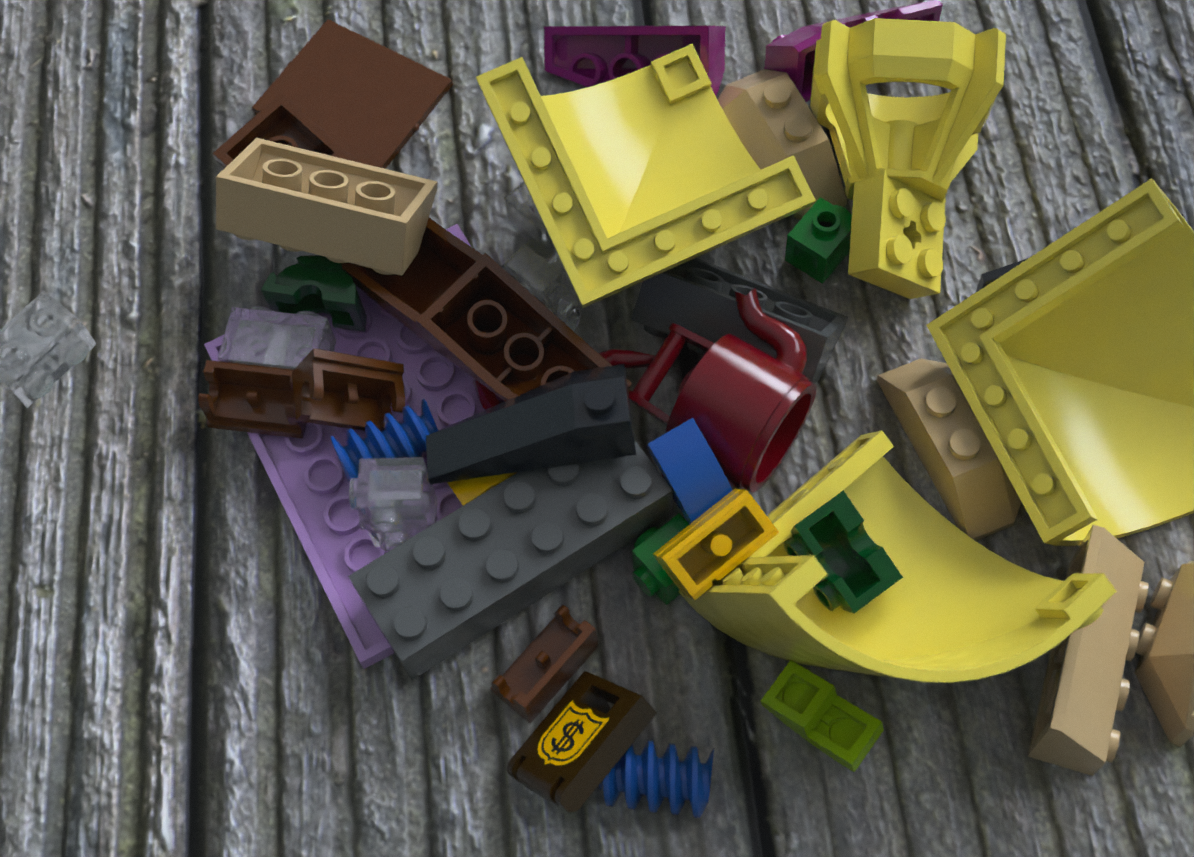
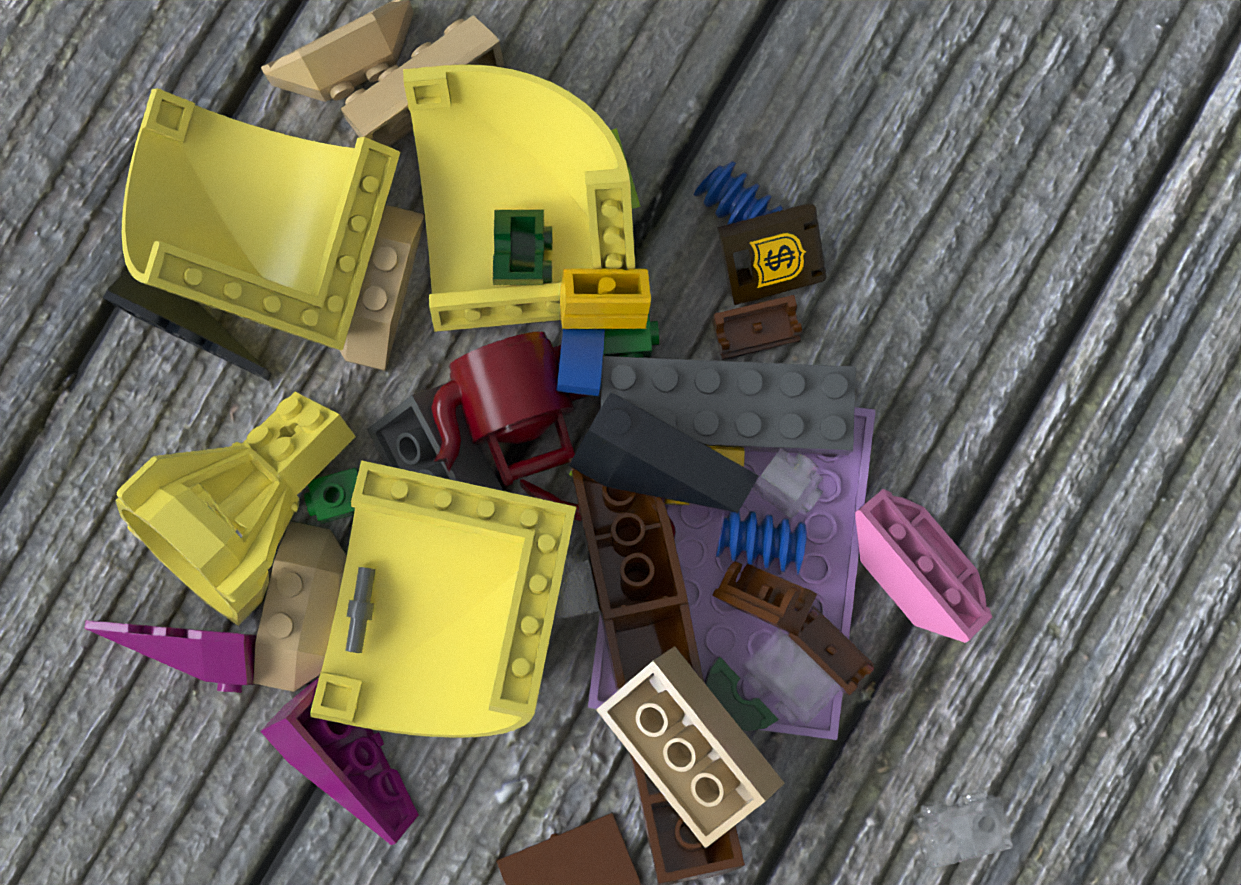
camera: 150 degrees left, 20 degrees up
(208, 544) = (921, 567): none -> bright pink wedge
(717, 145) = (360, 610): none -> dark grey bar

